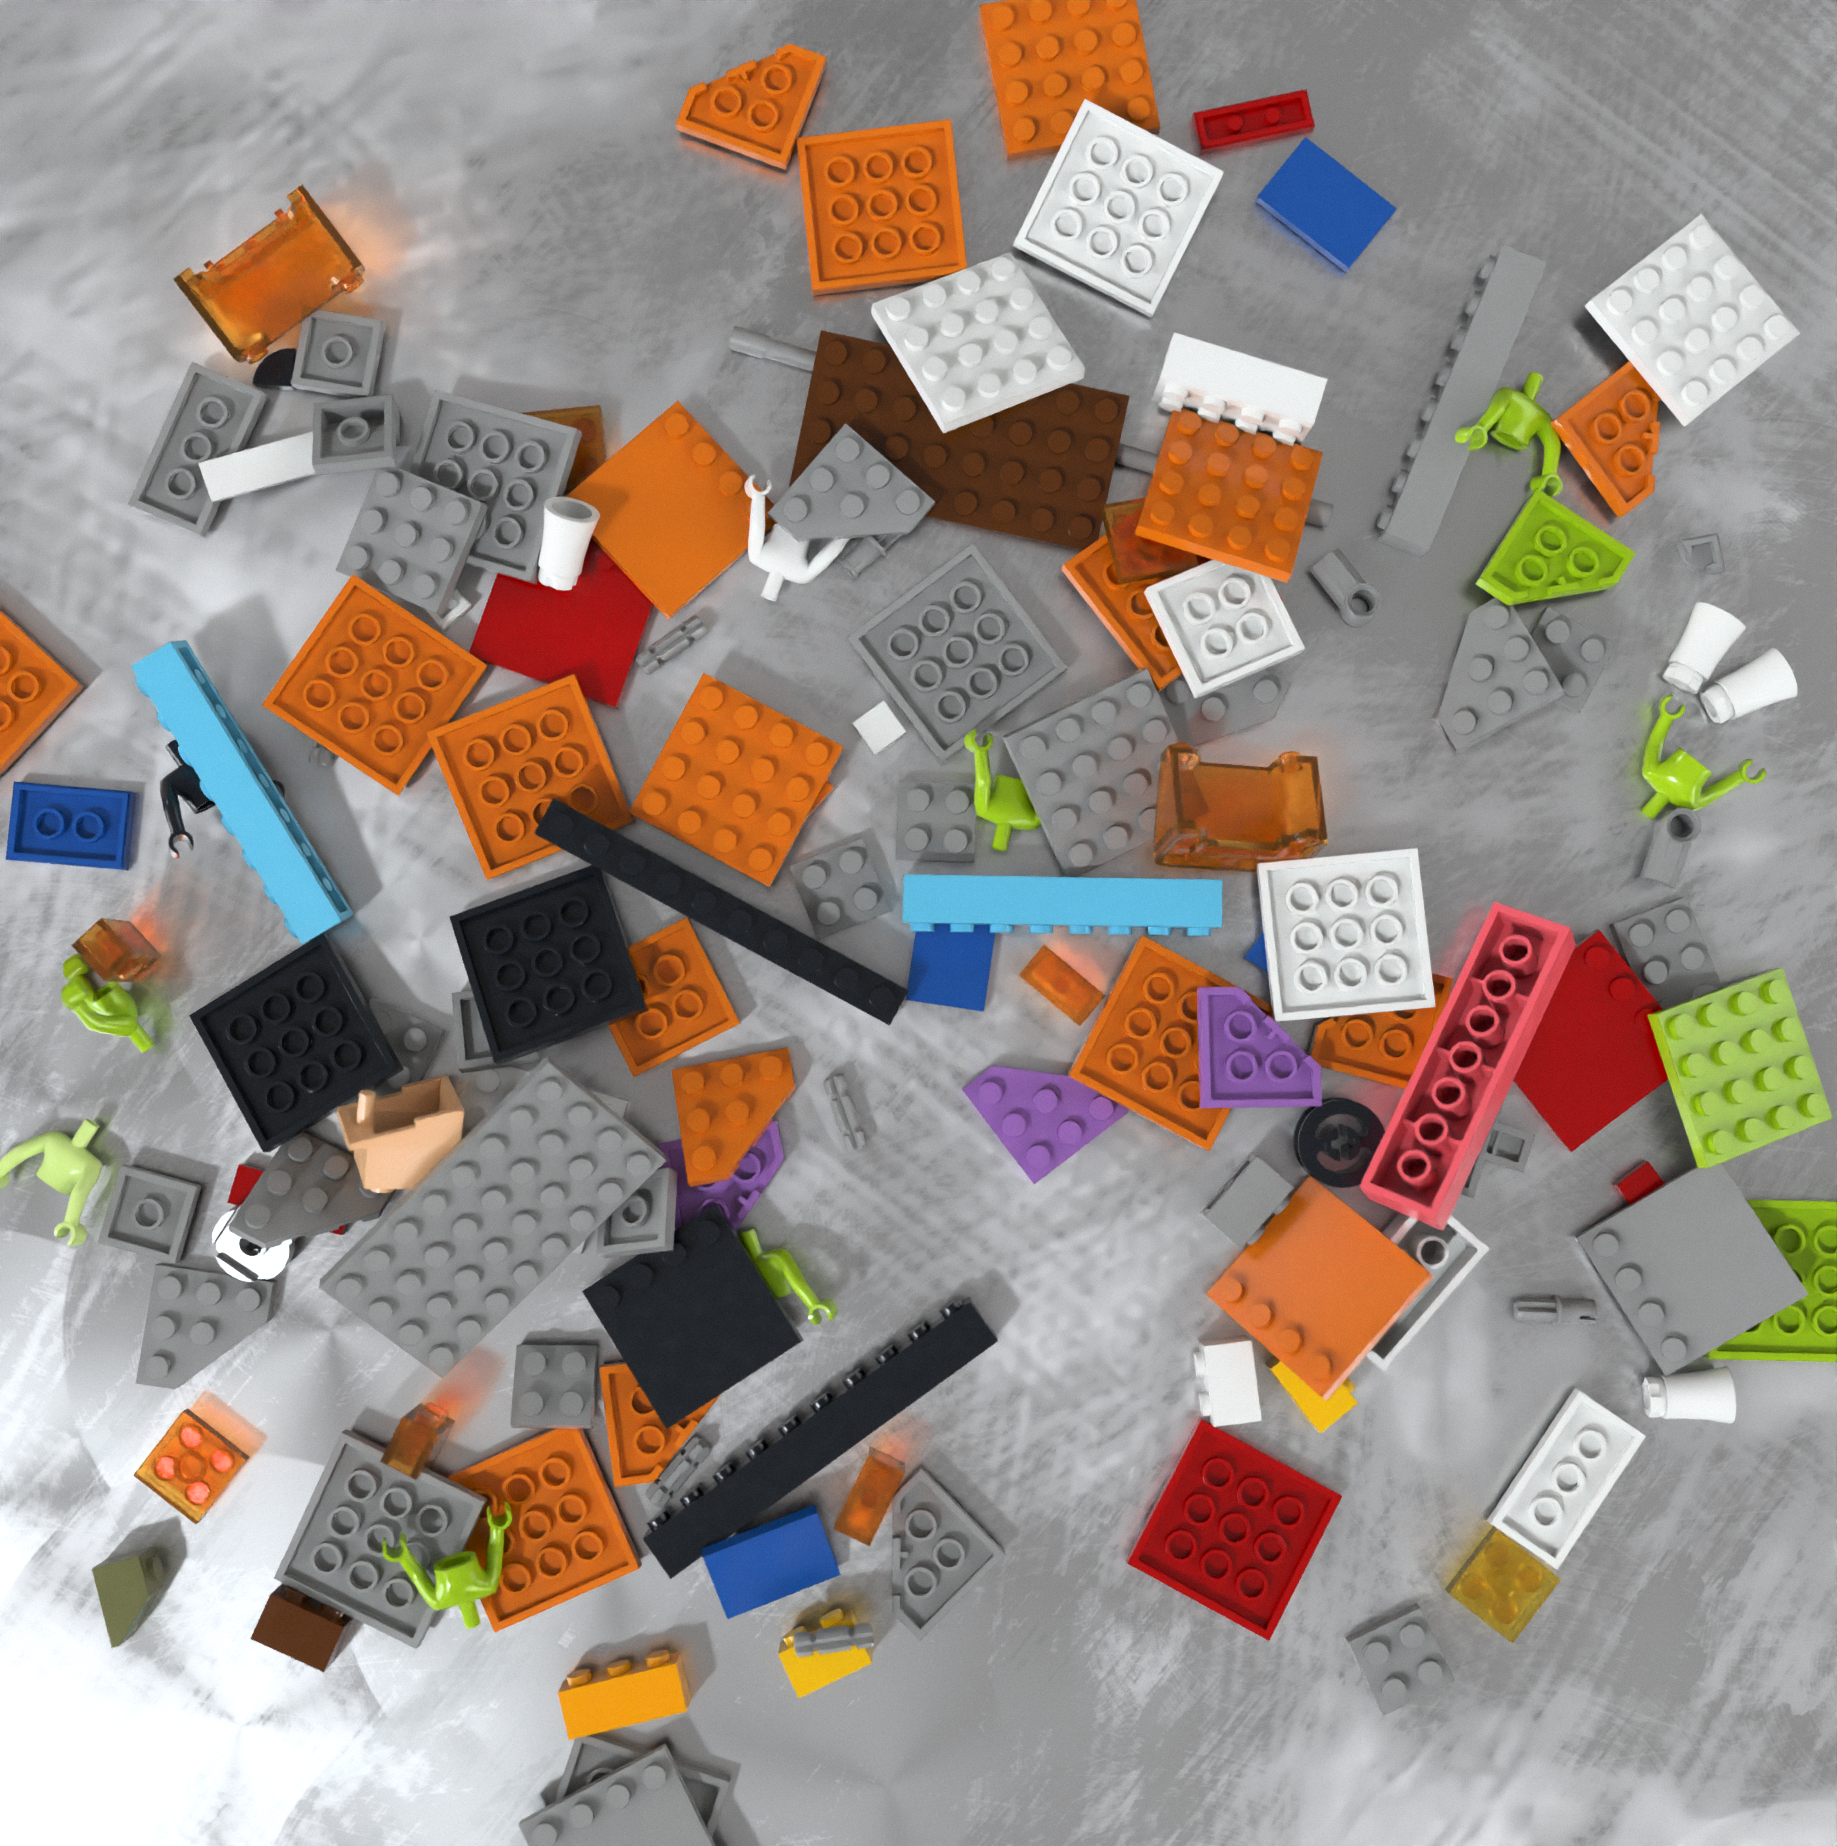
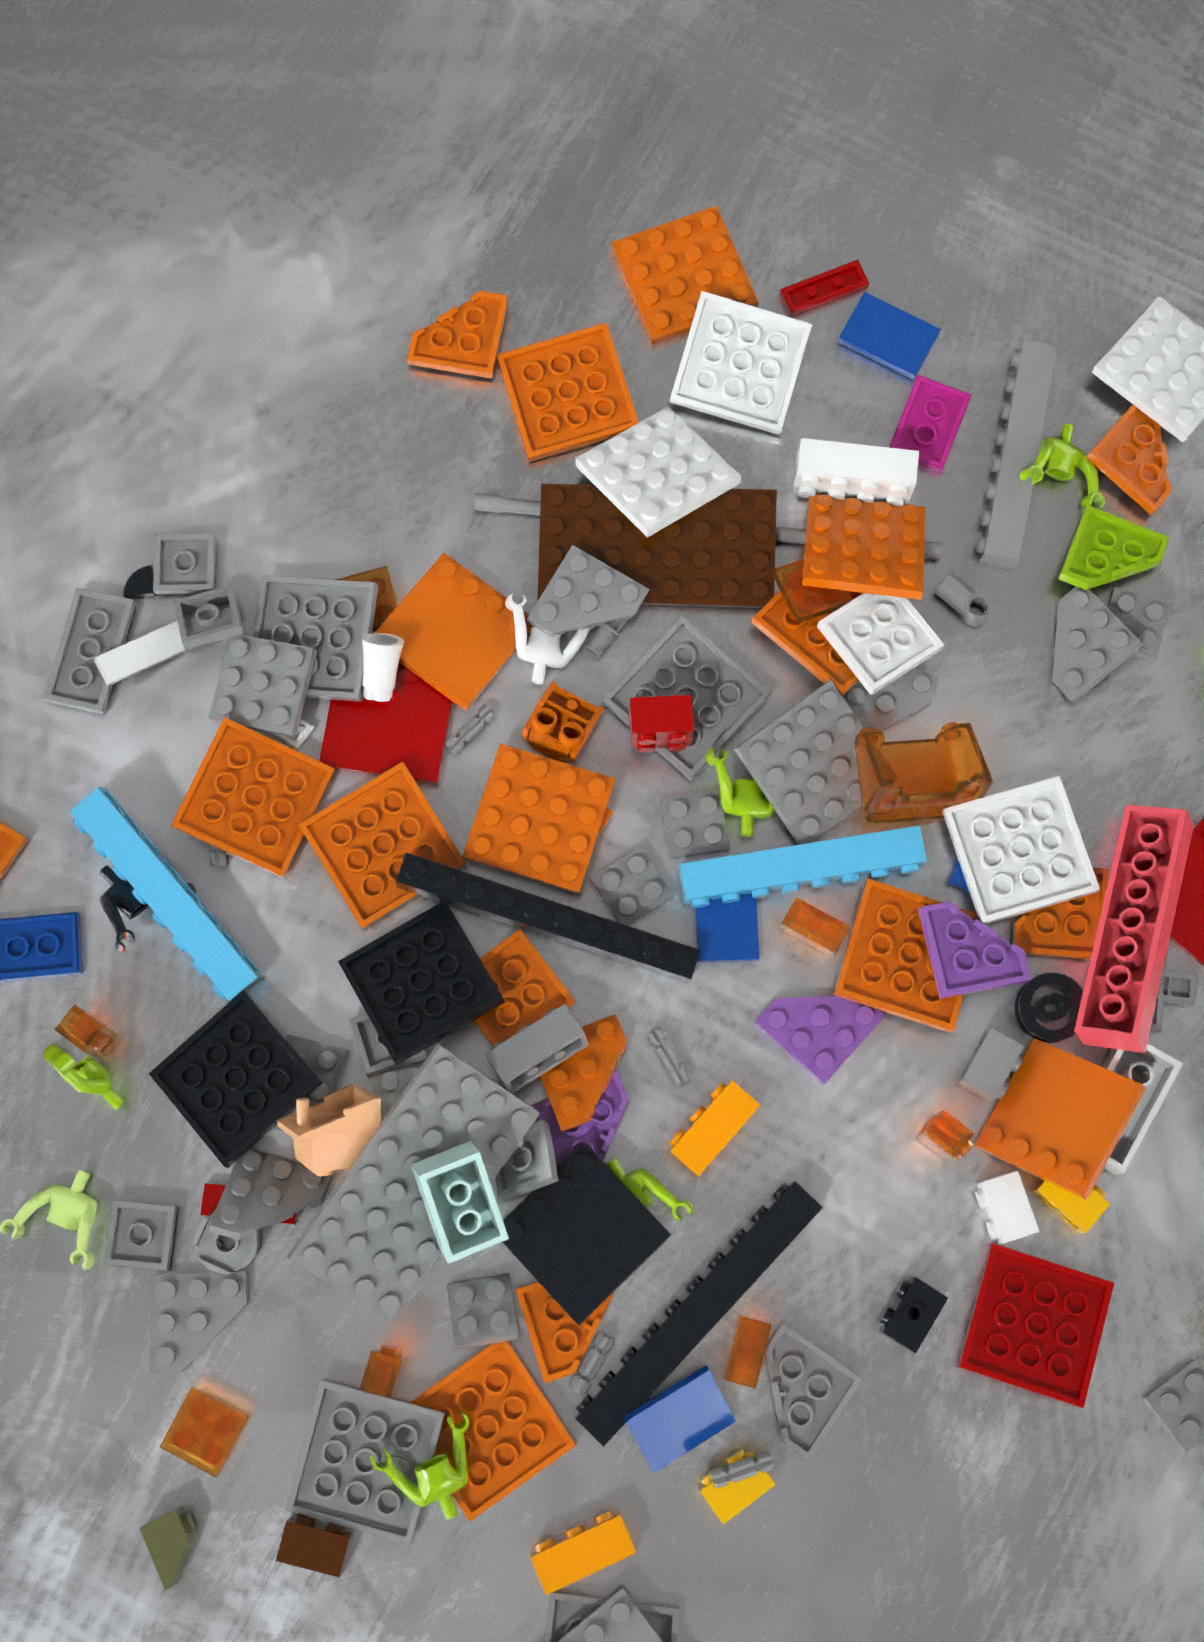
camera: 10 degrees left, 10 degrees down
(273, 279) = (131, 516): clear orange windscreen -> none
(541, 1256) = (459, 1201): none -> light aqua brick
(676, 1077) = (536, 1048): none -> light grey brick
(789, 659) = (561, 724): none -> orange slope
(879, 728) = (638, 764): white tile -> none
(882, 1214) = (713, 1127): none -> light orange brick
(913, 686) = (661, 722): none -> red brick
(1082, 1488) = (912, 1313): none -> black brick
(1170, 1283) = (946, 1137): none -> clear orange brick
(1354, 336) = (931, 422): none -> dark pink tile

